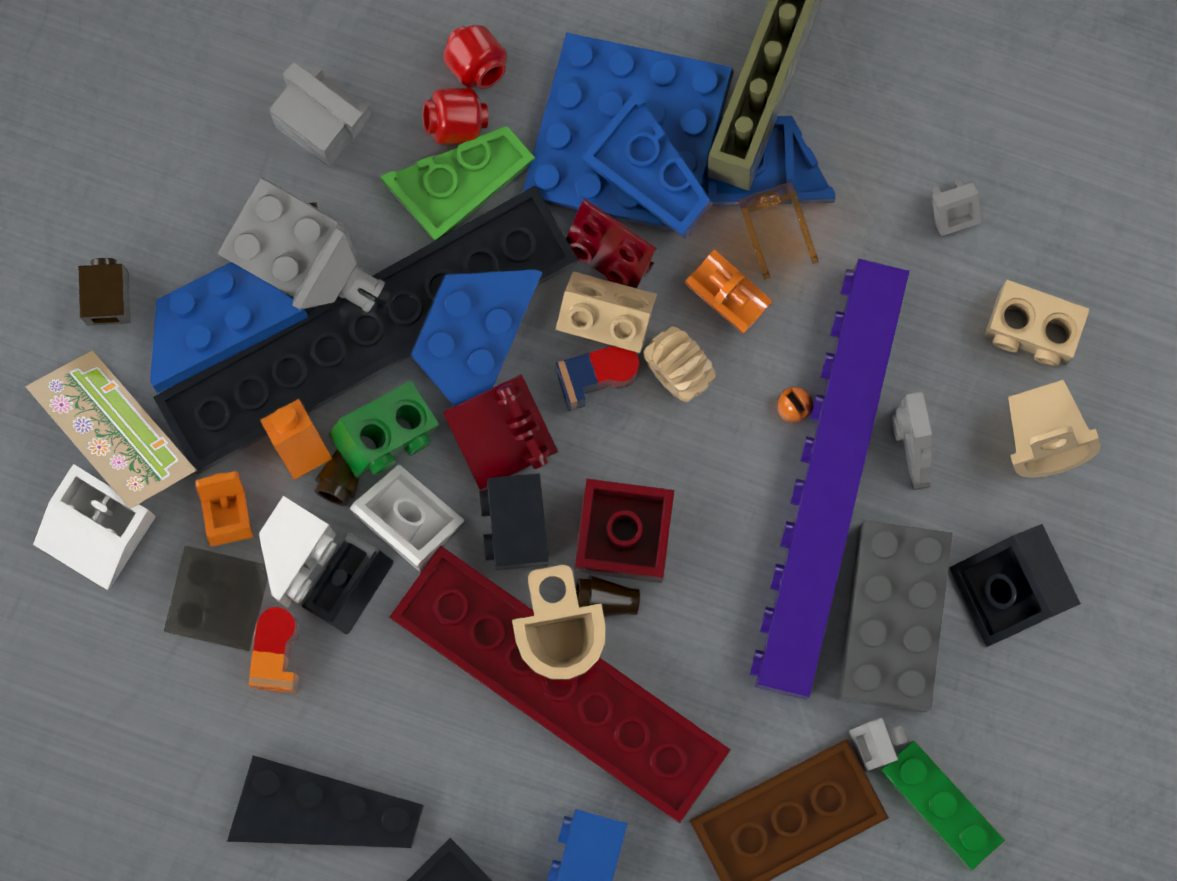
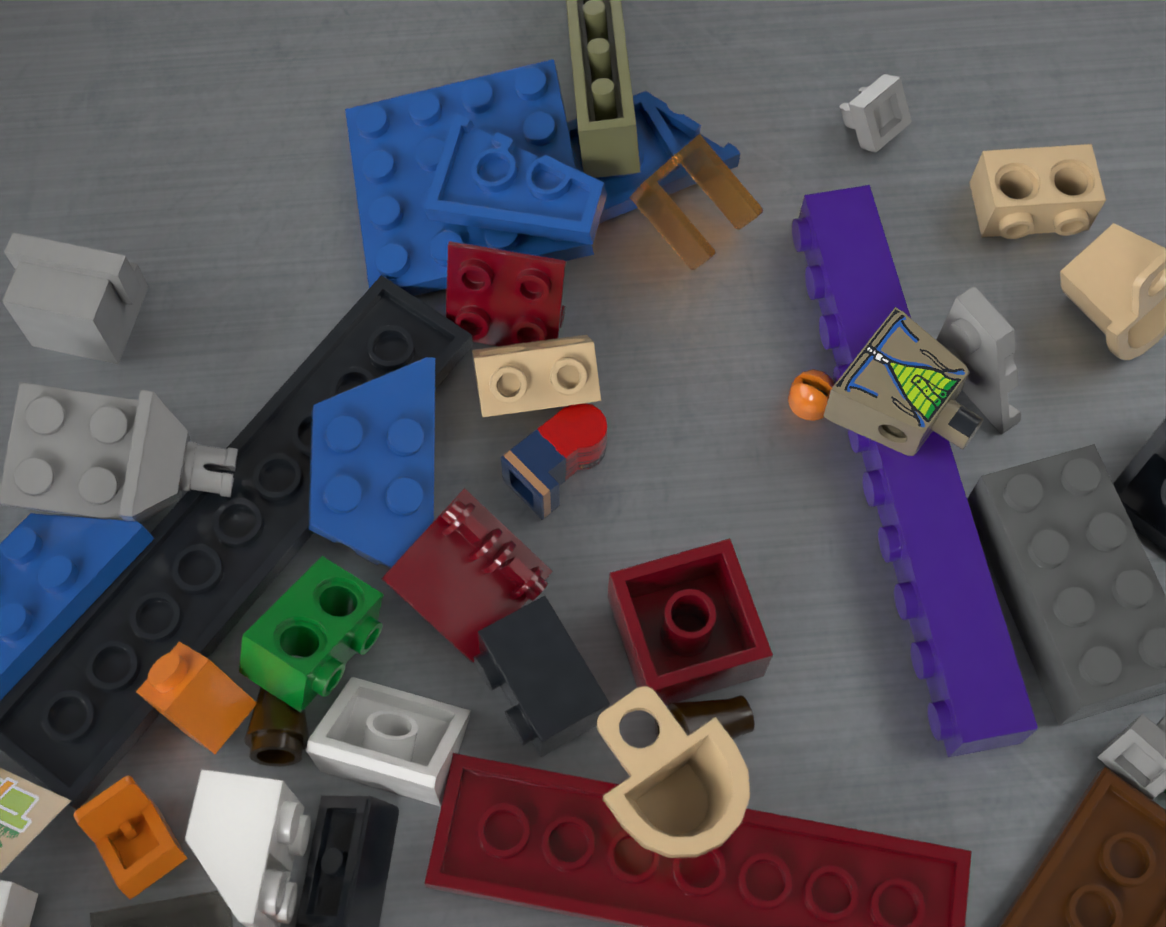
camera: 25 degrees left, 15 degrees down
(454, 116) = (249, 240): red head -> none
(455, 184) = (286, 312): bright green wing -> none
(475, 57) = (247, 169): red head -> none
(679, 364) = (655, 396): tan gear -> none
(728, 292) = (671, 296): orange hips -> none
(841, 440) = (903, 390): none -> dark tan torso

